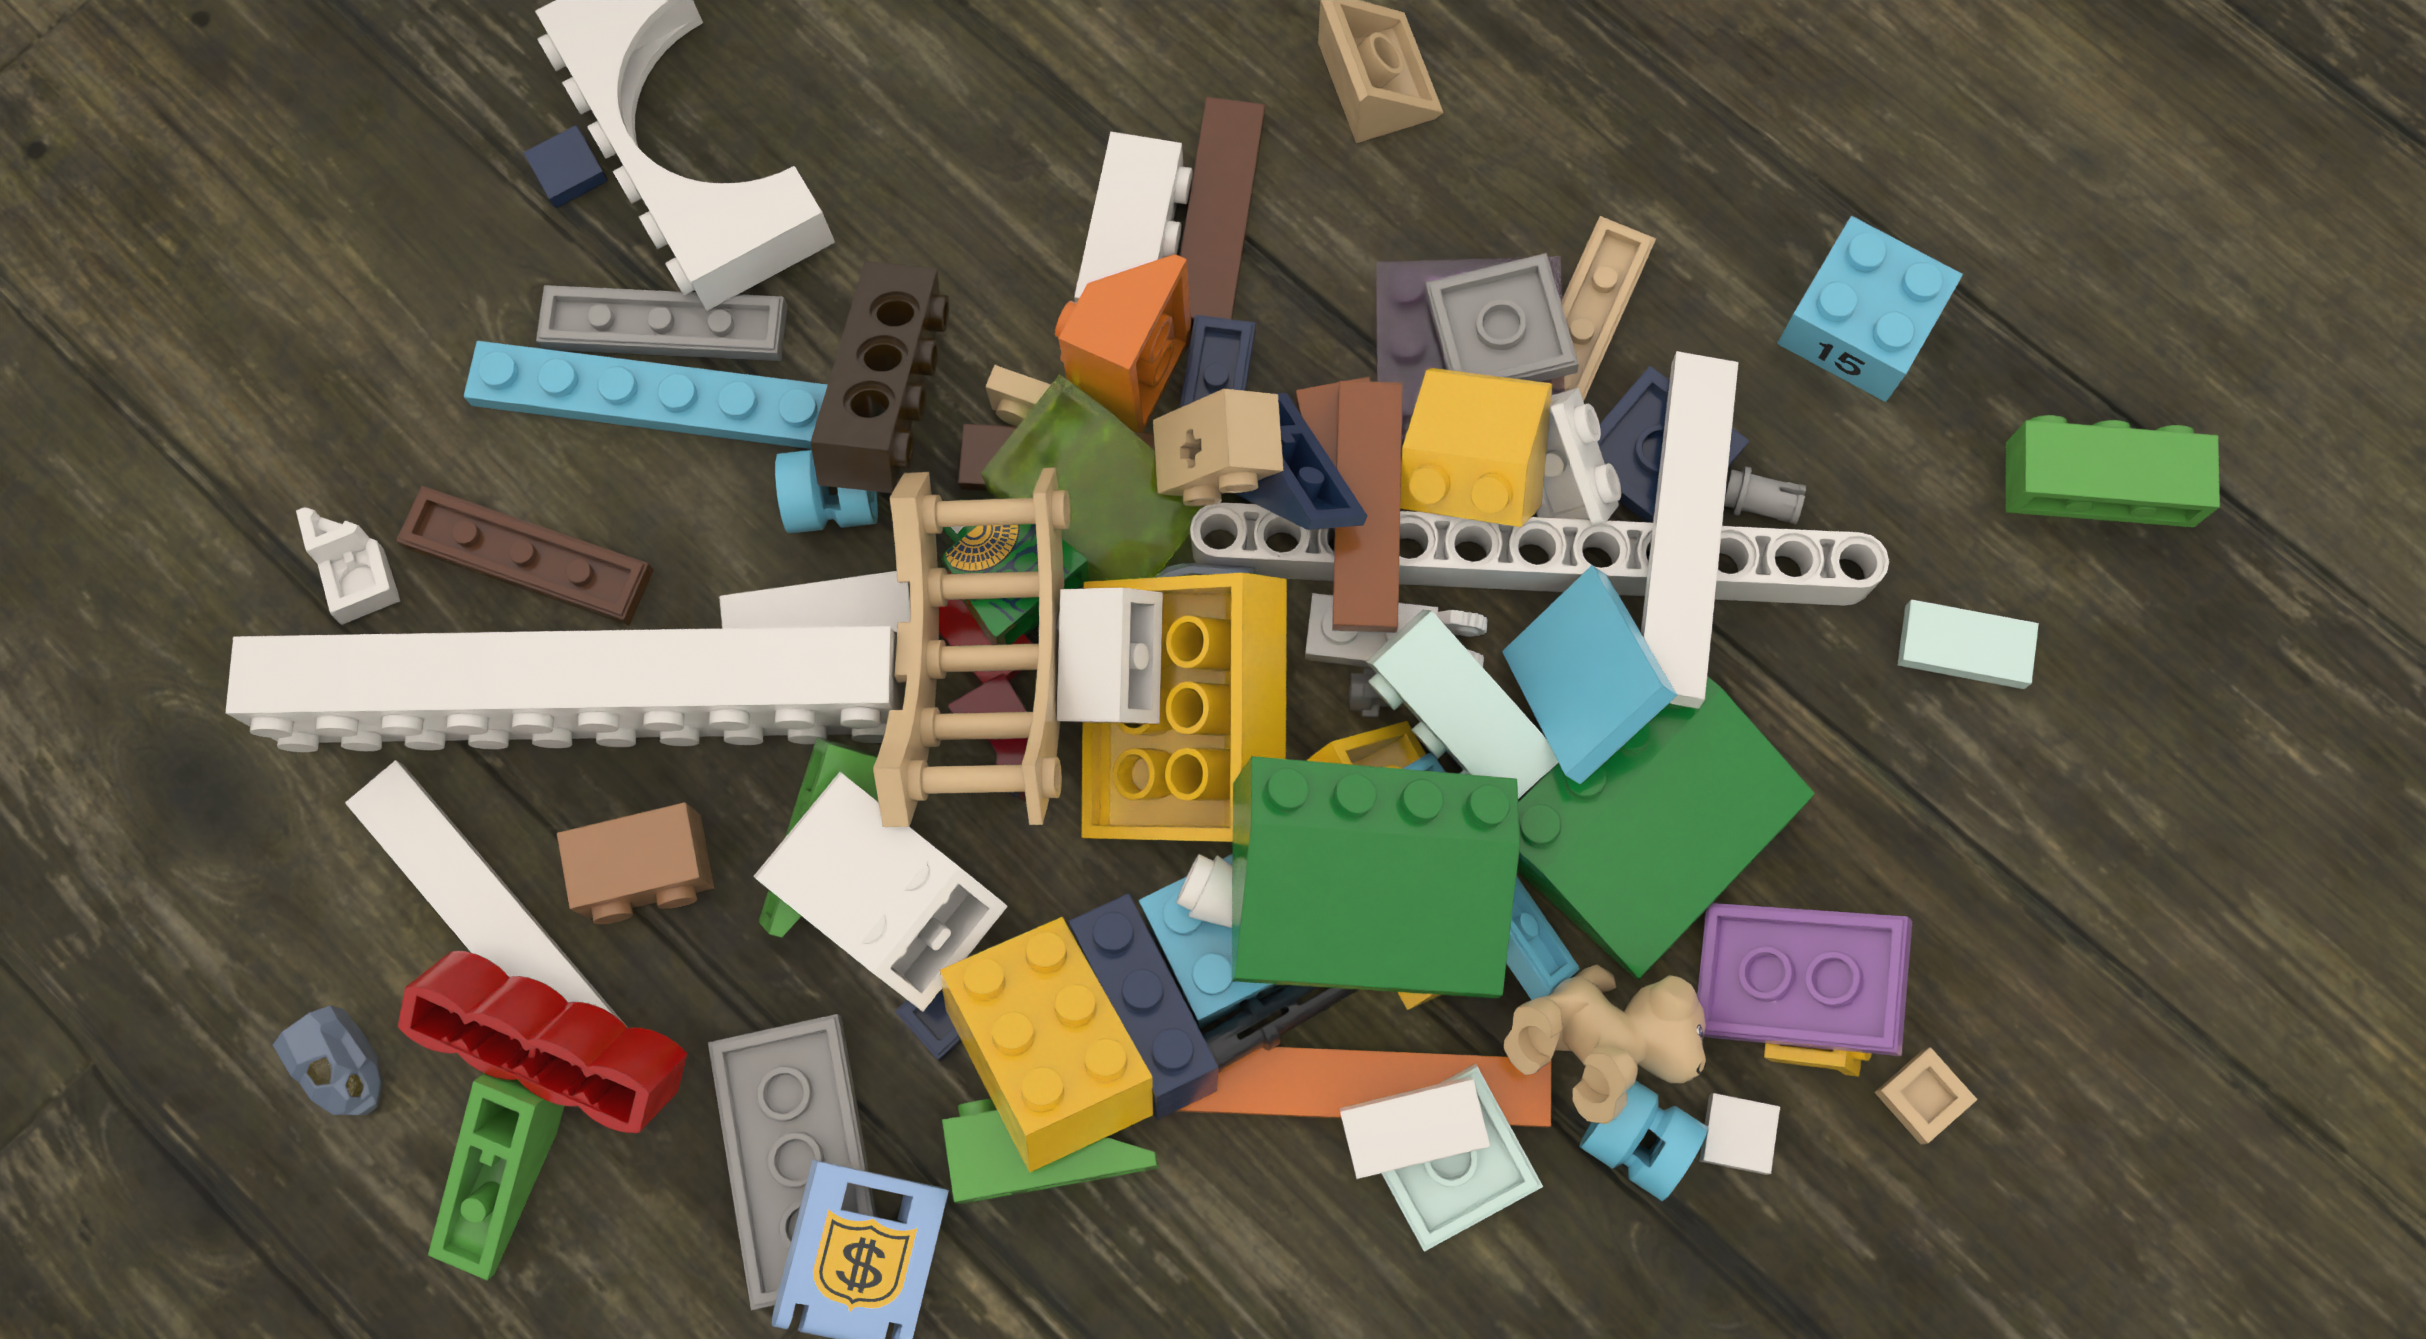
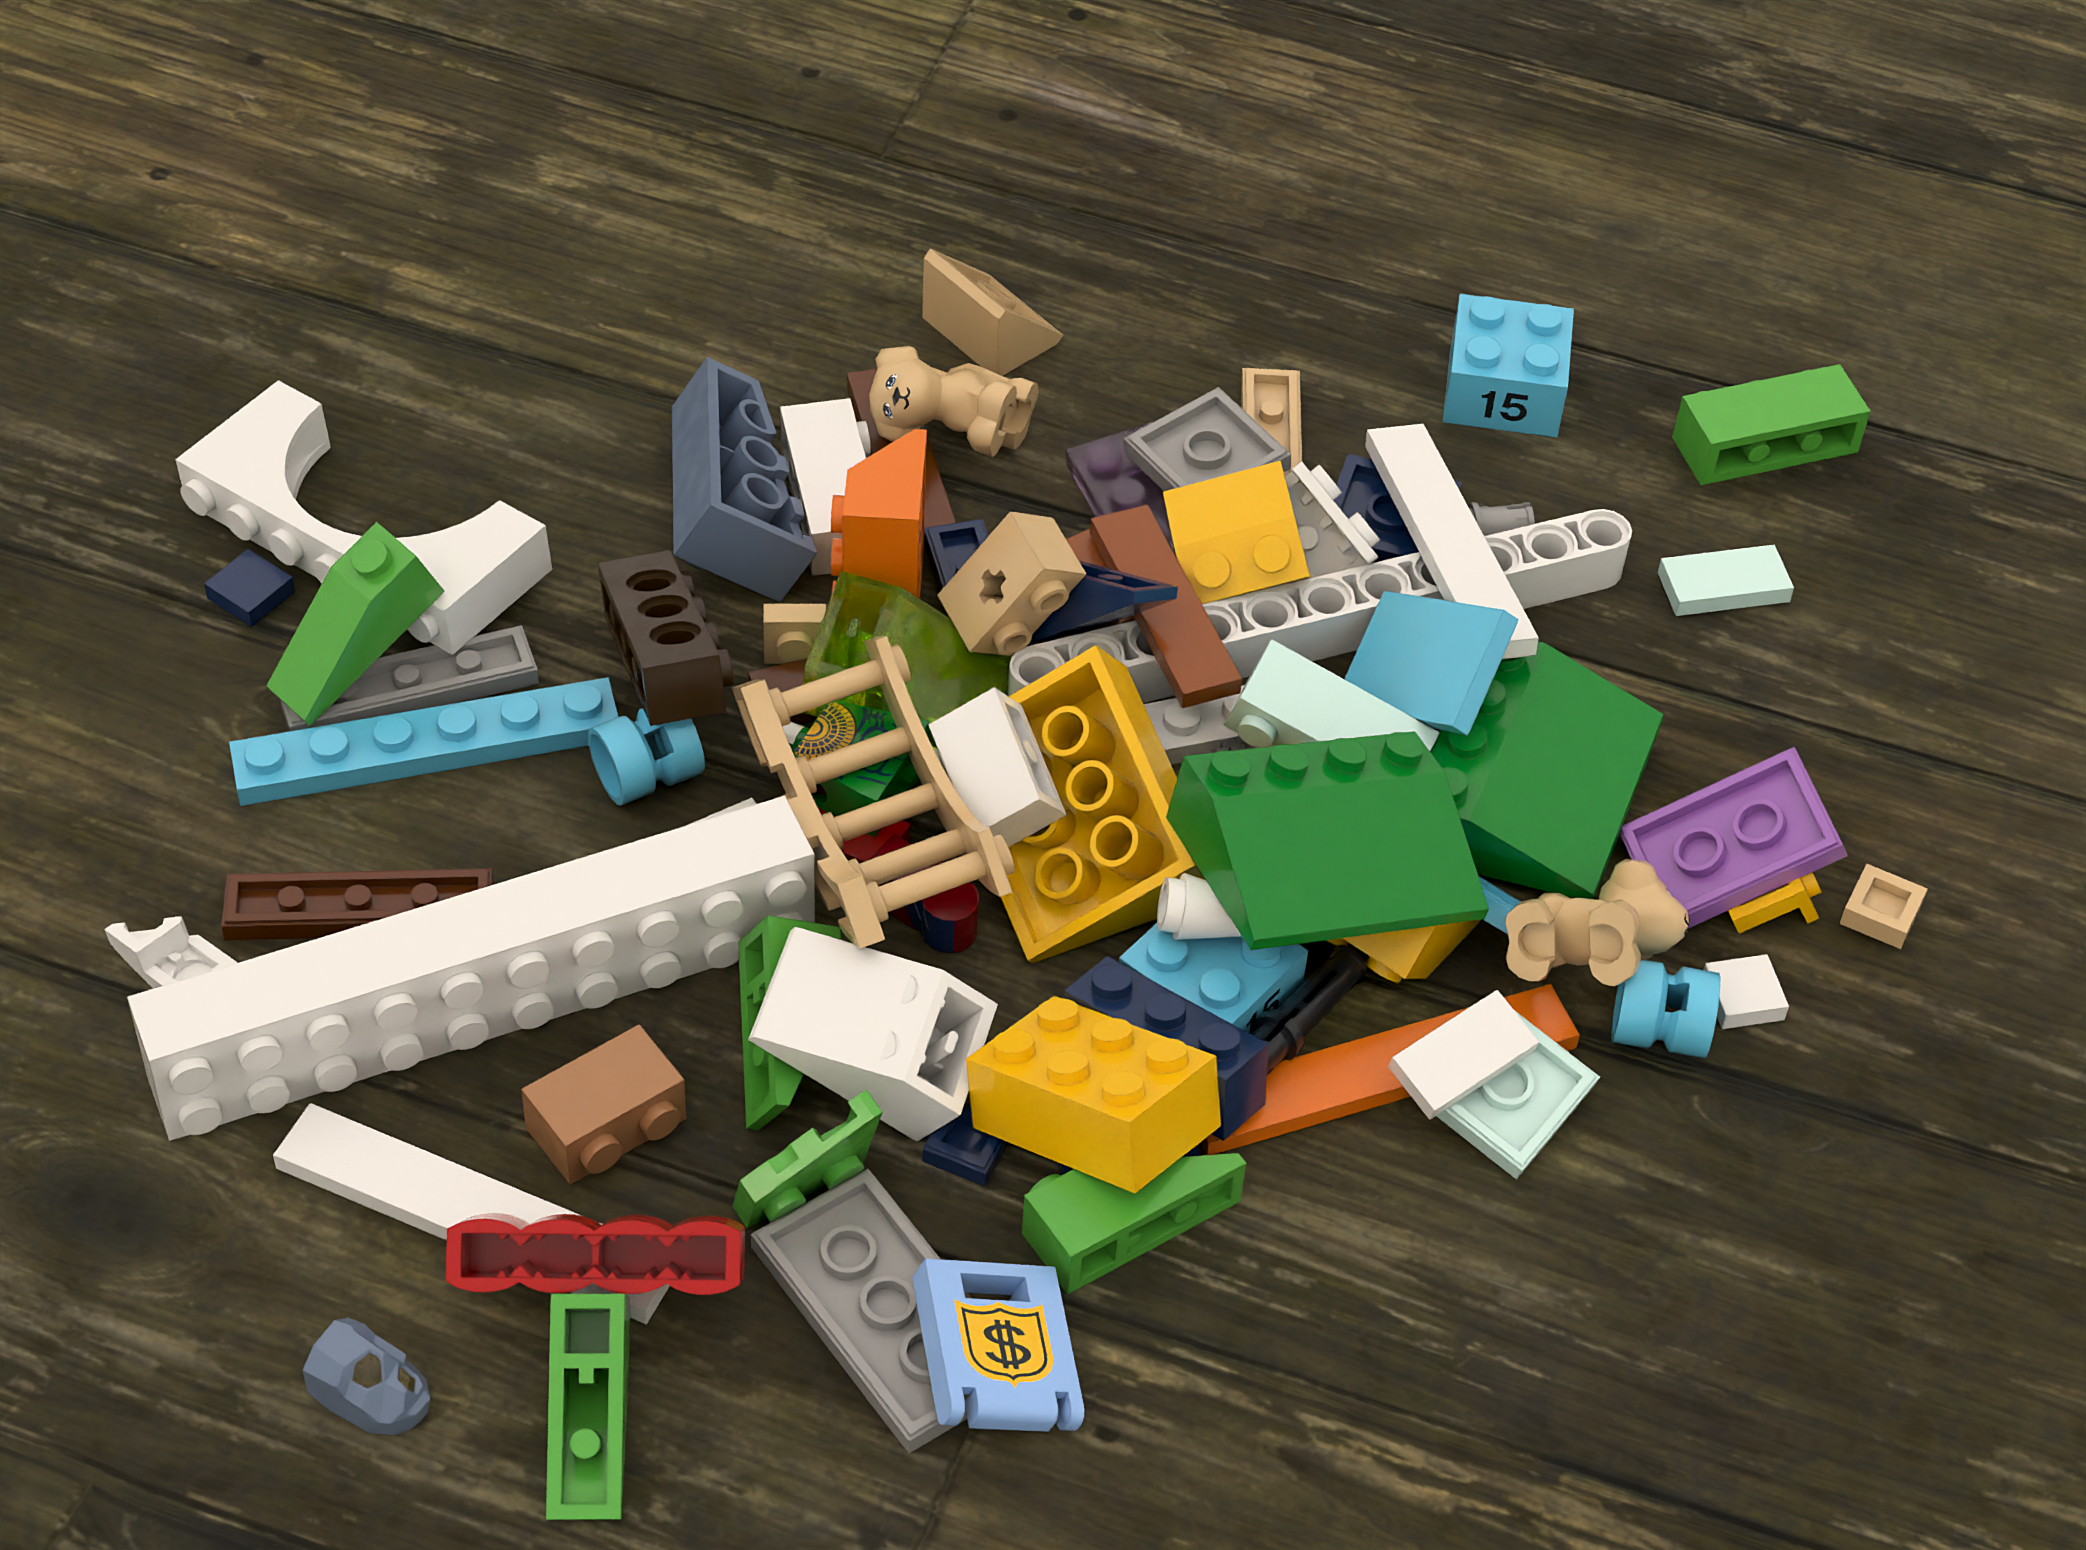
camera: 30 degrees left, 25 degrees down
(608, 263) = (352, 621): none -> bright green slope
(750, 1010) = (808, 1165): none -> bright green wing
(1025, 213) = (731, 486): none -> sand blue wedge
(1293, 183) = (965, 399): none -> tan animal

